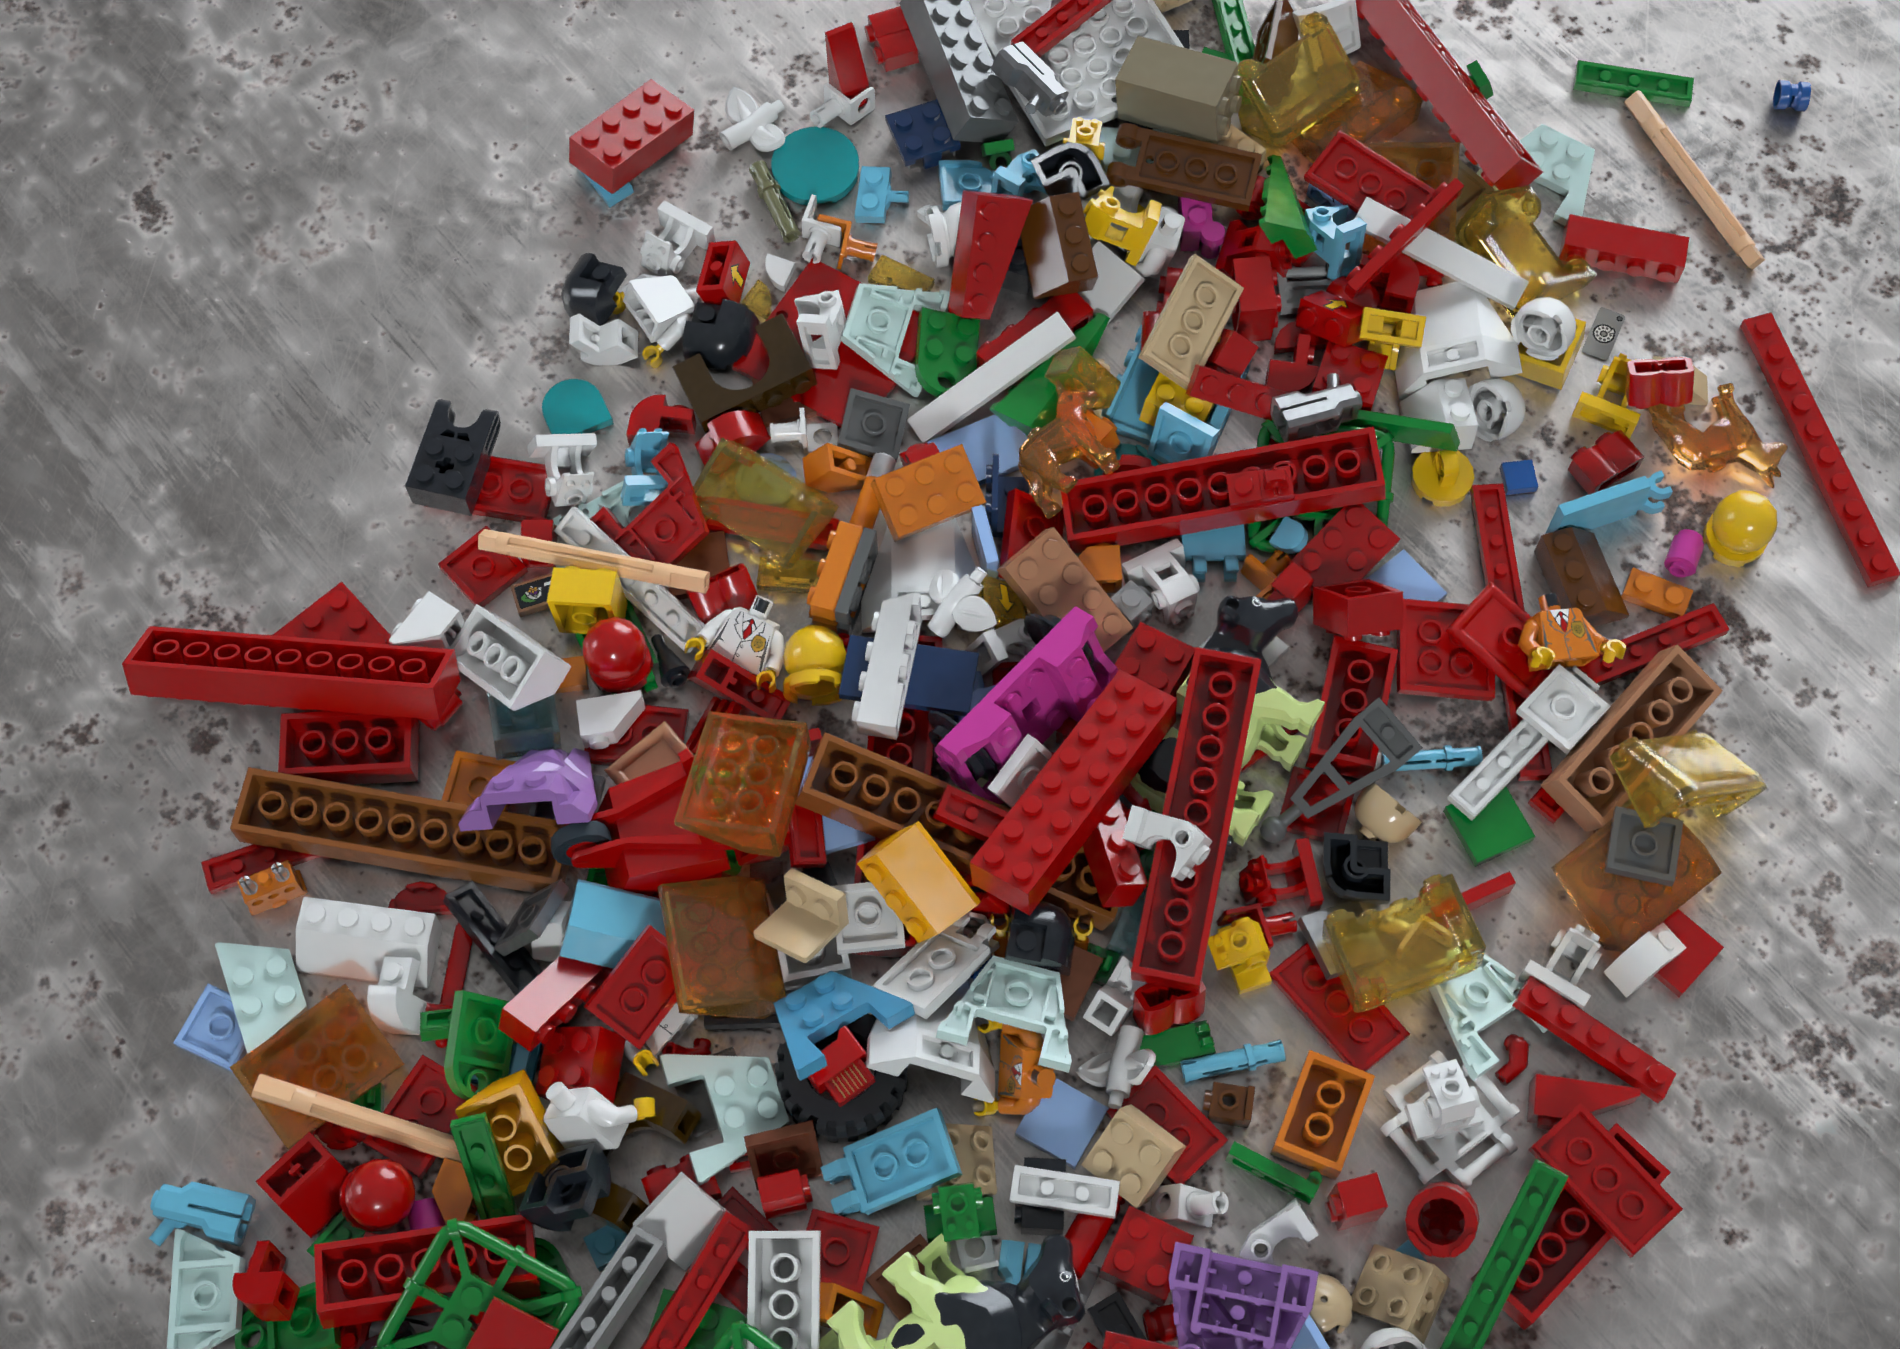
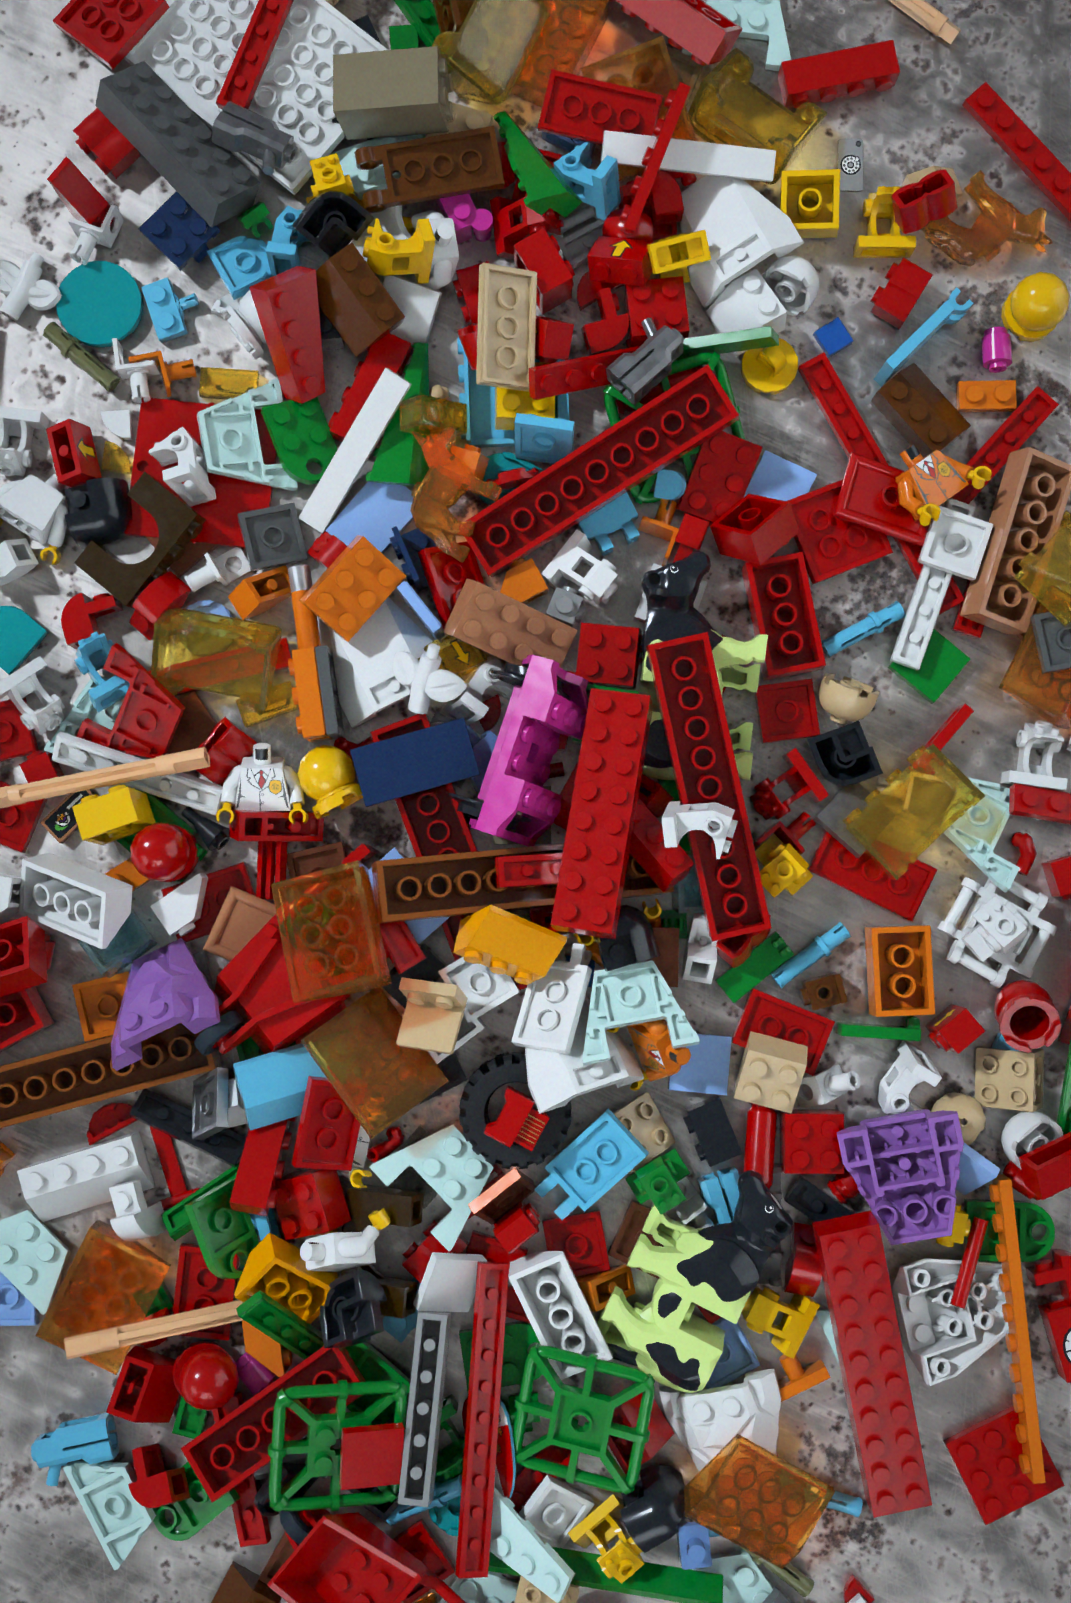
camera: 25 degrees left, 20 degrees up
(825, 1008) = (481, 1079): dark azure wing -> none
(889, 666) = (398, 769): white wedge -> none
(1020, 770) = (552, 814): white tile -> none
(1064, 1191) = (733, 1129): white plate -> none
(1121, 1068) = (728, 1004): white plant -> none
(1260, 486) = (633, 461): red hinge -> none
(1388, 736) = (825, 636): dark grey plate -> none
(1544, 328) = (810, 194): white cylinder -> none

